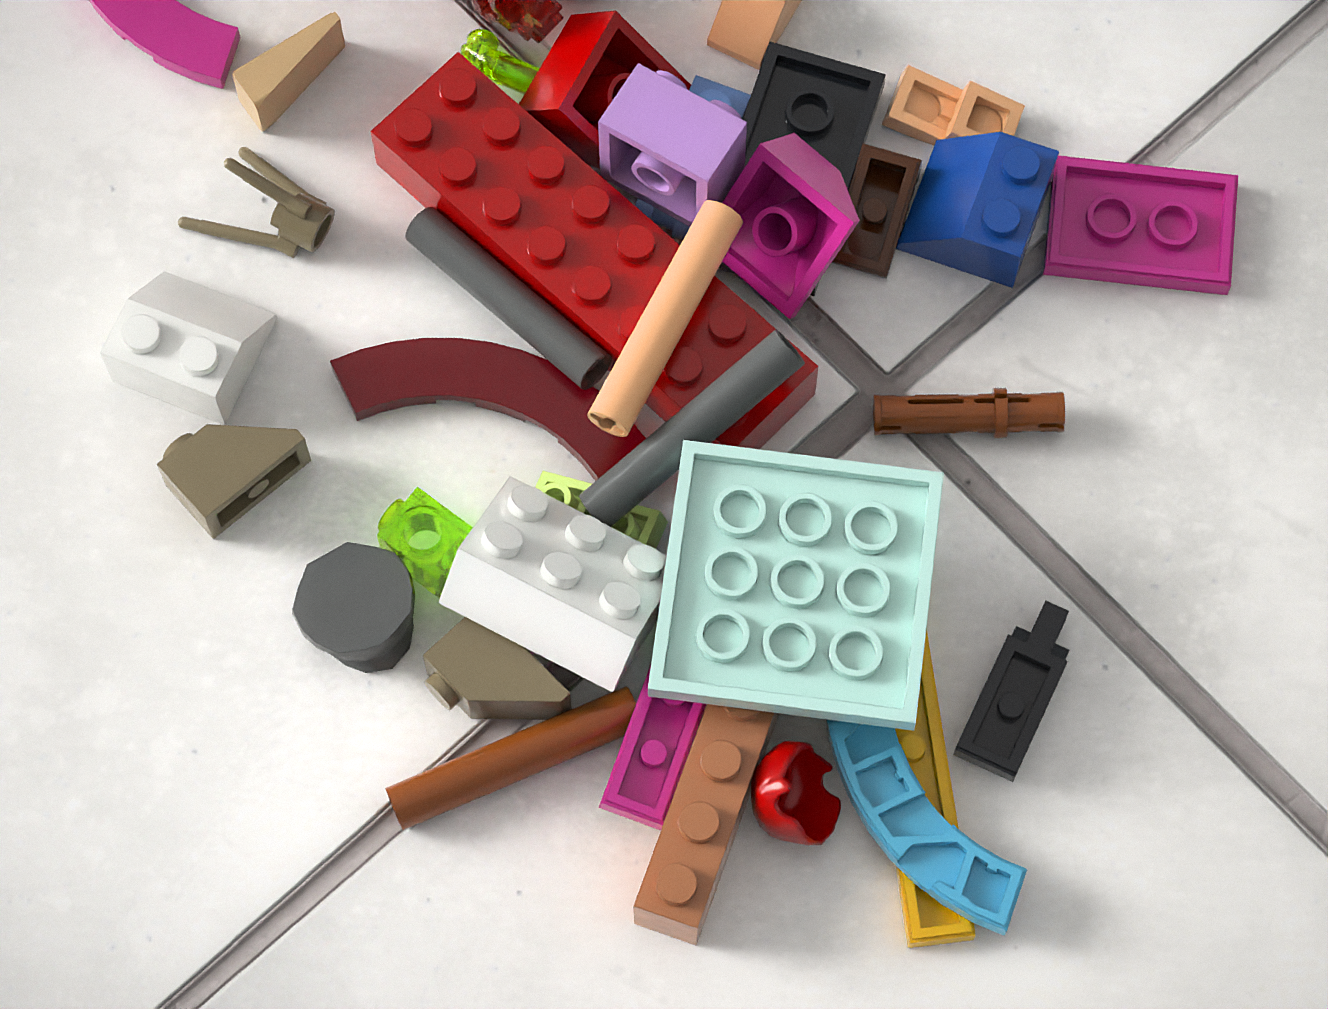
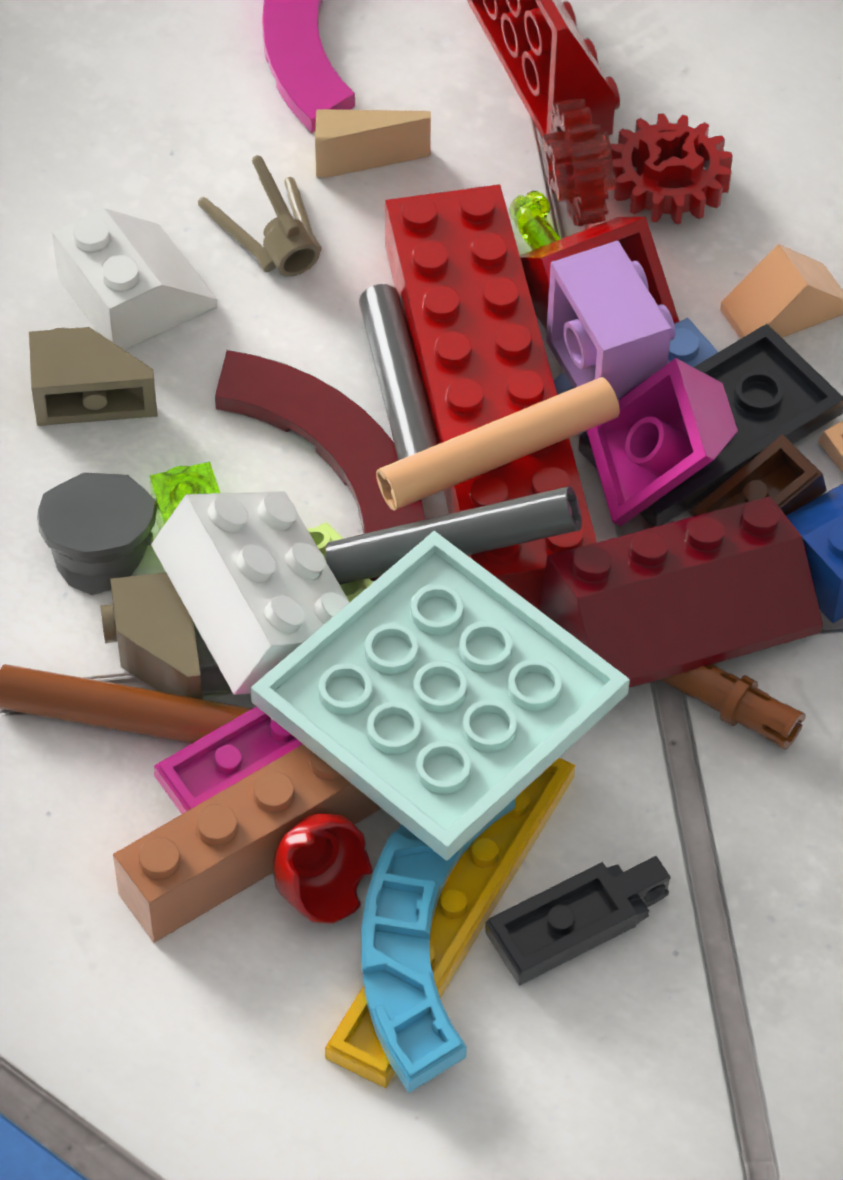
camera: 35 degrees right, 15 degrees down
(900, 351) = (686, 591): none -> dark red slope

